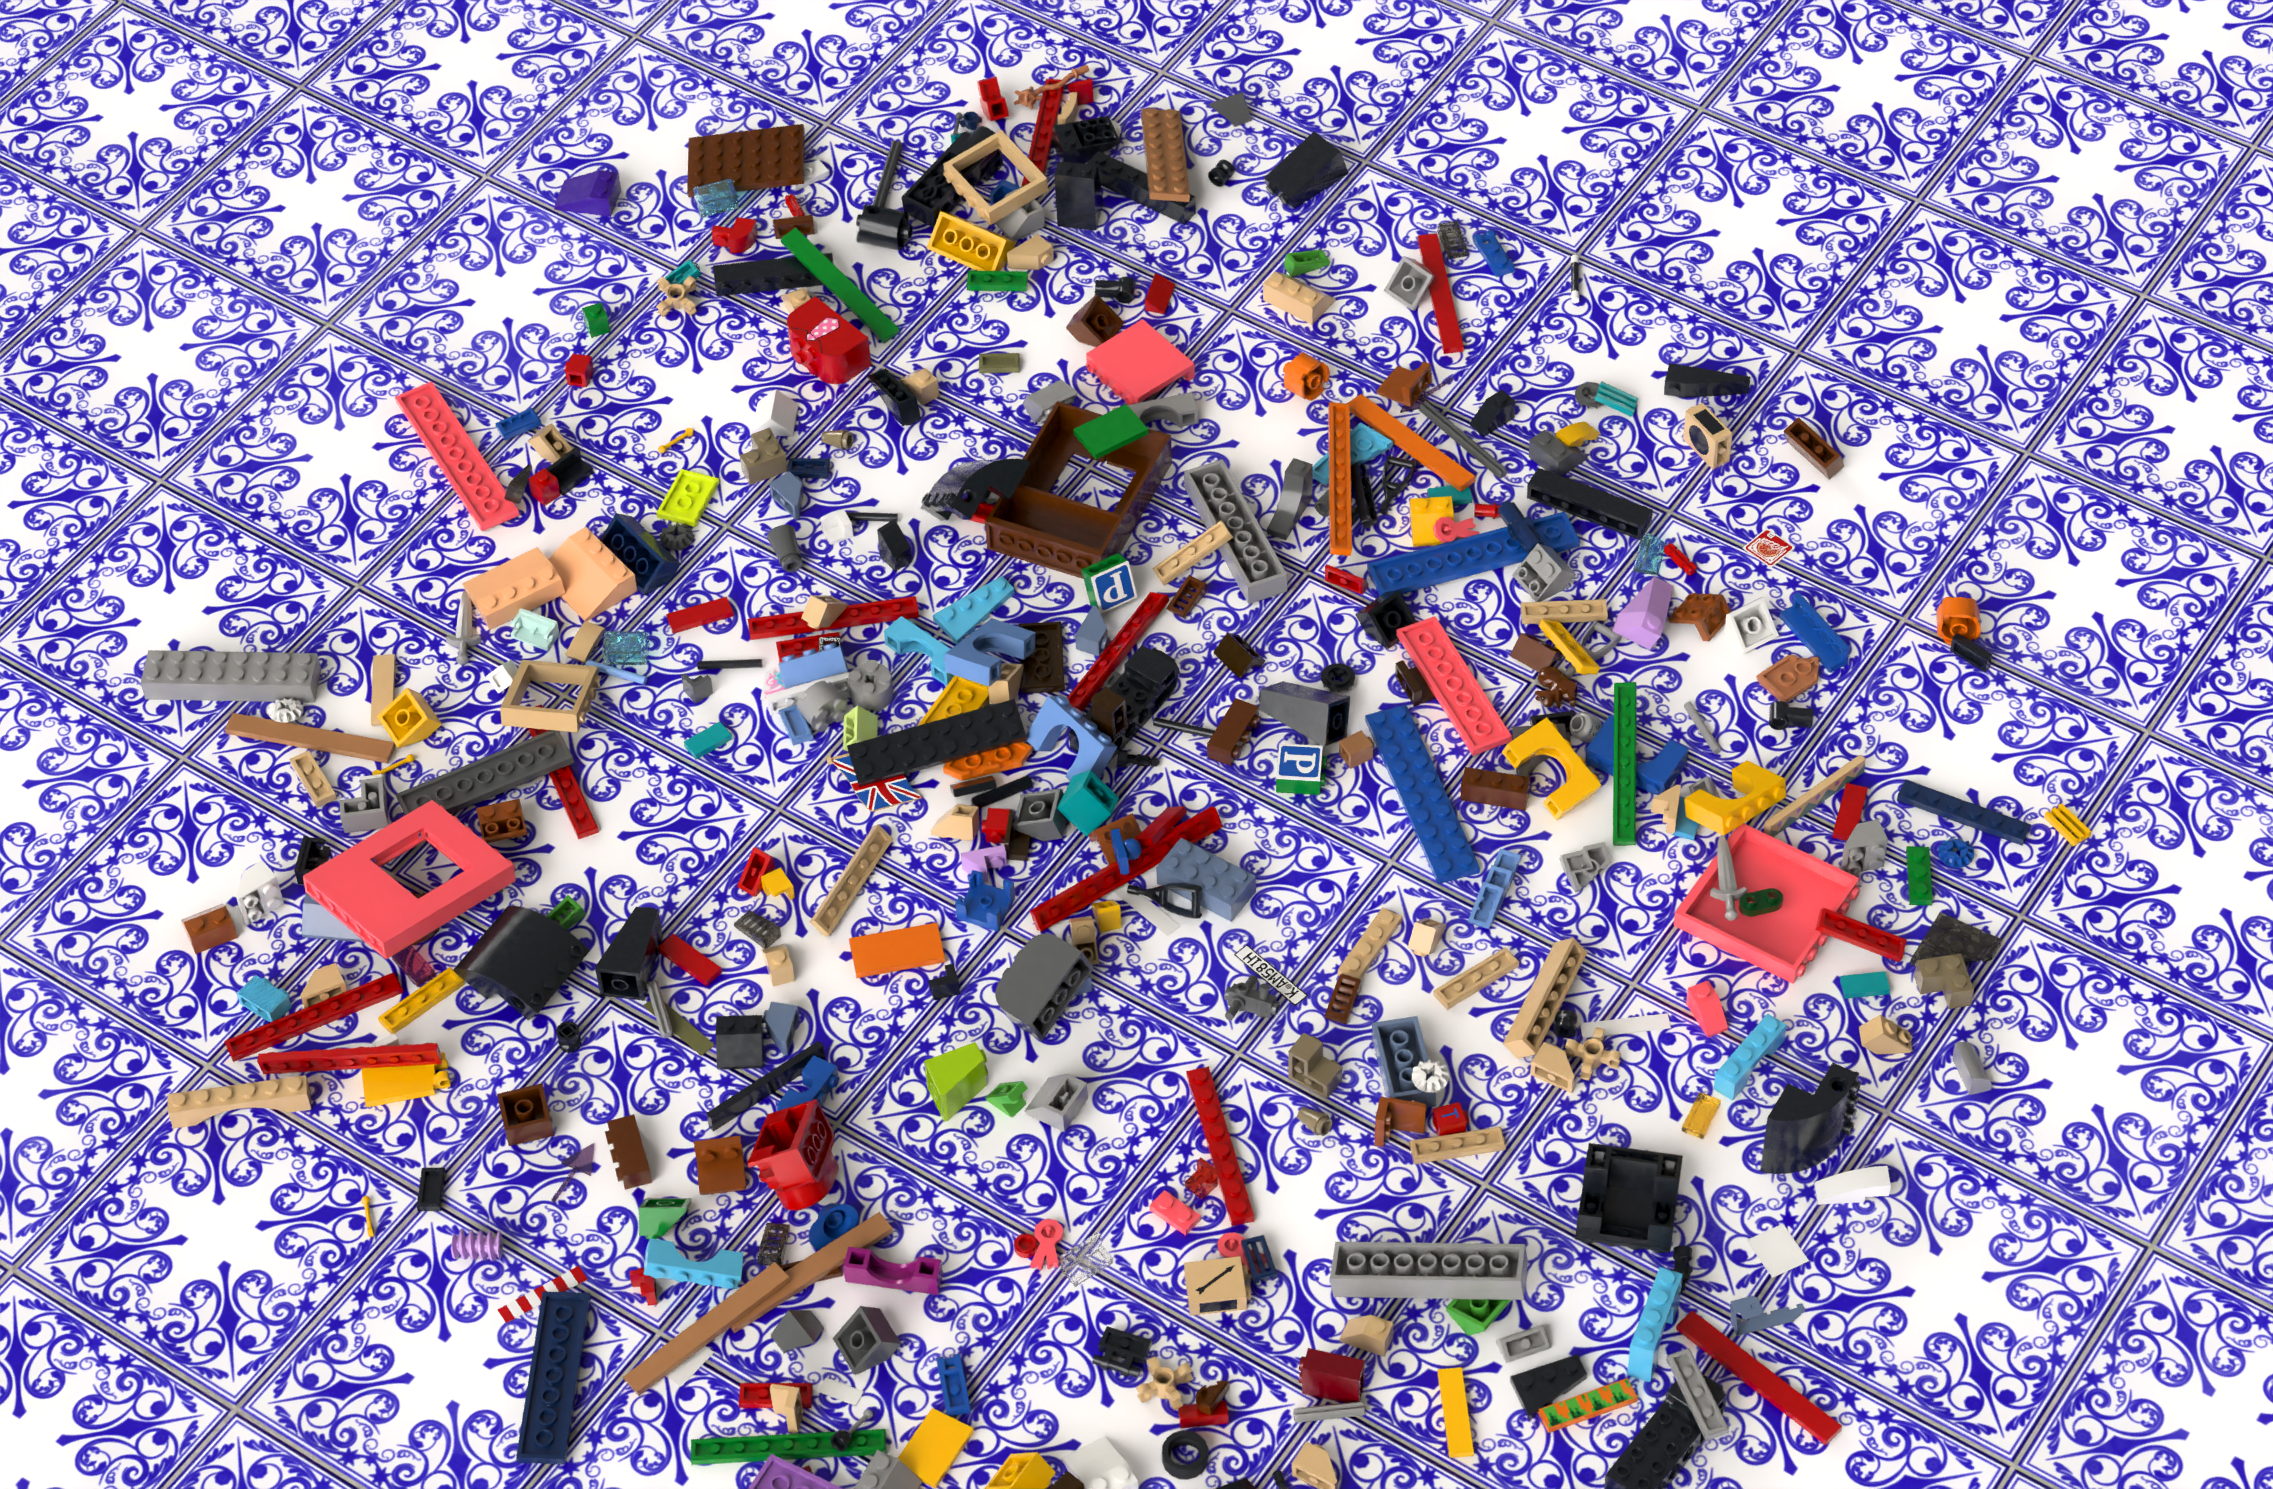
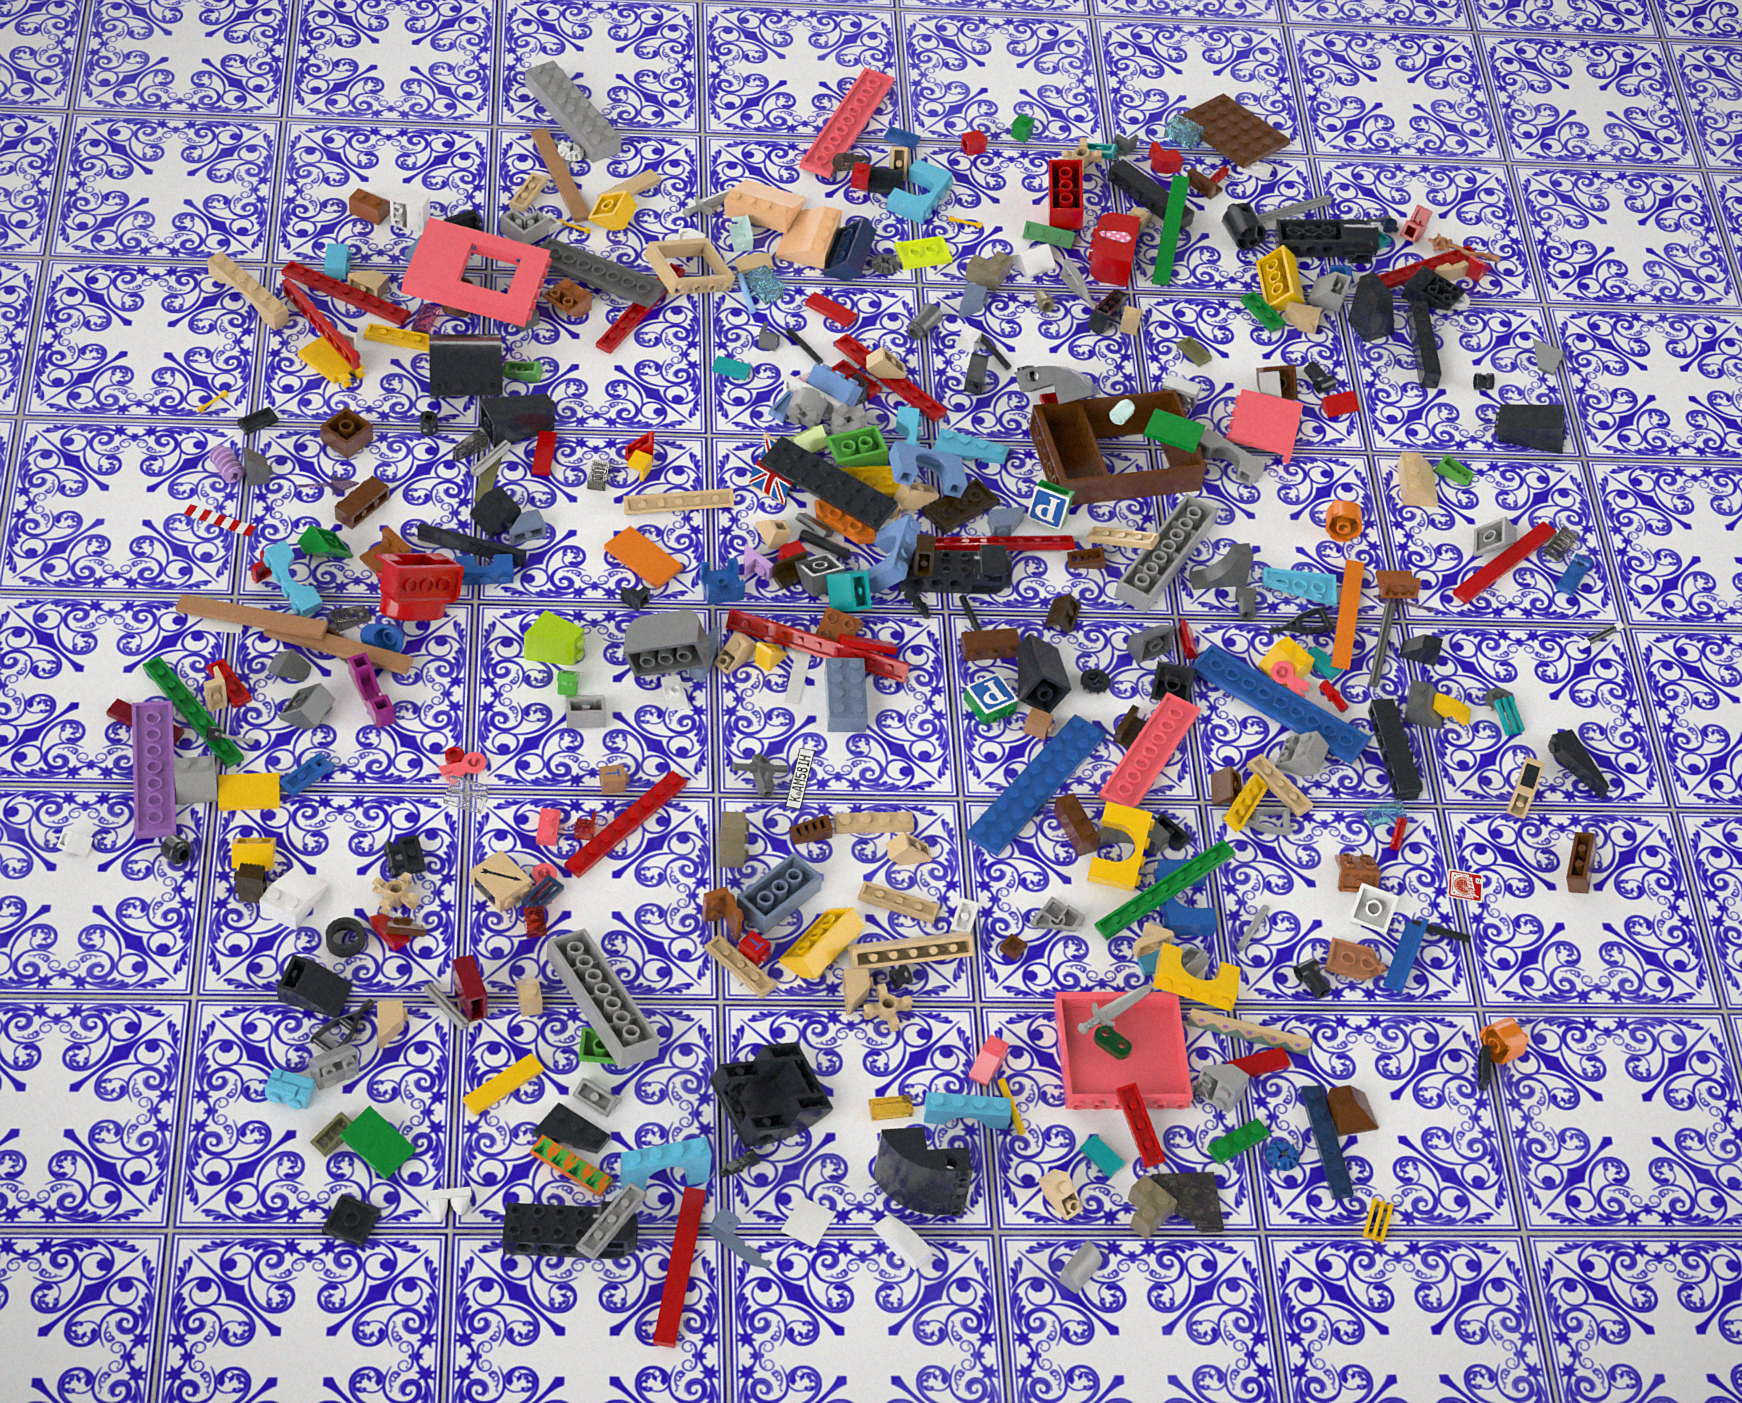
camera: 45 degrees right, 0 degrees up
(508, 1220) = (256, 468): none -> dark grey slope
(553, 1378) = (155, 558): dark blue plate -> none
(590, 193) = (1127, 72): dark purple slope -> none
(608, 430) = (920, 206): none -> medium azure arch
(630, 1010) = (470, 445): none -> clear smoke slope
(687, 253) = (1124, 144): none -> dark grey panel
(729, 338) = (1065, 194): none -> red brick
(756, 384) = (1048, 234): none -> green plate
(778, 964) = (576, 499): tan slope -> none
(804, 468) = (1004, 302): dark blue tile -> none
(840, 1391) = (259, 717): white sticker -> none
(852, 400) = (1078, 284): none -> light grey piece
(911, 691) = (859, 447): none -> bright green slope
(1037, 186) = (1331, 276): tan window -> none
(1058, 456) = (1122, 412): none -> light aqua brick
(1089, 1018) = (674, 692): none -> white plate
(1100, 328) = (1270, 383): none -> slope
(1124, 850) = (820, 629): blue tile -> none
(1161, 1126) = (613, 779): none -> medium nougat brick
(1162, 899) = (810, 675): black piece -> none
(1165, 155) = (1461, 339): medium nougat plate -> none
(1286, 1286) = (534, 921): none -> clear red panel
(1316, 1121) = (690, 868): dark tan cone -> none
(1329, 606) = (1150, 643): none -> dark grey slope
(1339, 479) = (1266, 585): orange plate -> none
(1363, 494) = (1273, 613): black beam -> none
(1434, 1083) = (765, 913): white gear -> none
(1481, 1063) = (822, 942): none -> yellow slope
(1494, 889) = (987, 872): medium blue slope -> none
(1519, 527) = (1327, 713): dark blue piece -> none
(1533, 936) = (964, 916): none -> white plate
(1559, 687) = (1206, 819): reddish brown animal -> none
(1585, 726) = (1181, 848): light grey head -> none
(1591, 919) = (1013, 947): none -> reddish brown tile
(1627, 1025) = (936, 1019): white sticker -> none
(1645, 614) = (1321, 836): lavender wedge -> none
(1753, 1019) = (1014, 1112): none -> yellow bar
(1809, 592) = (1444, 932): none -> black bar
(1947, 776) = (1350, 1110): none -> reddish brown slope

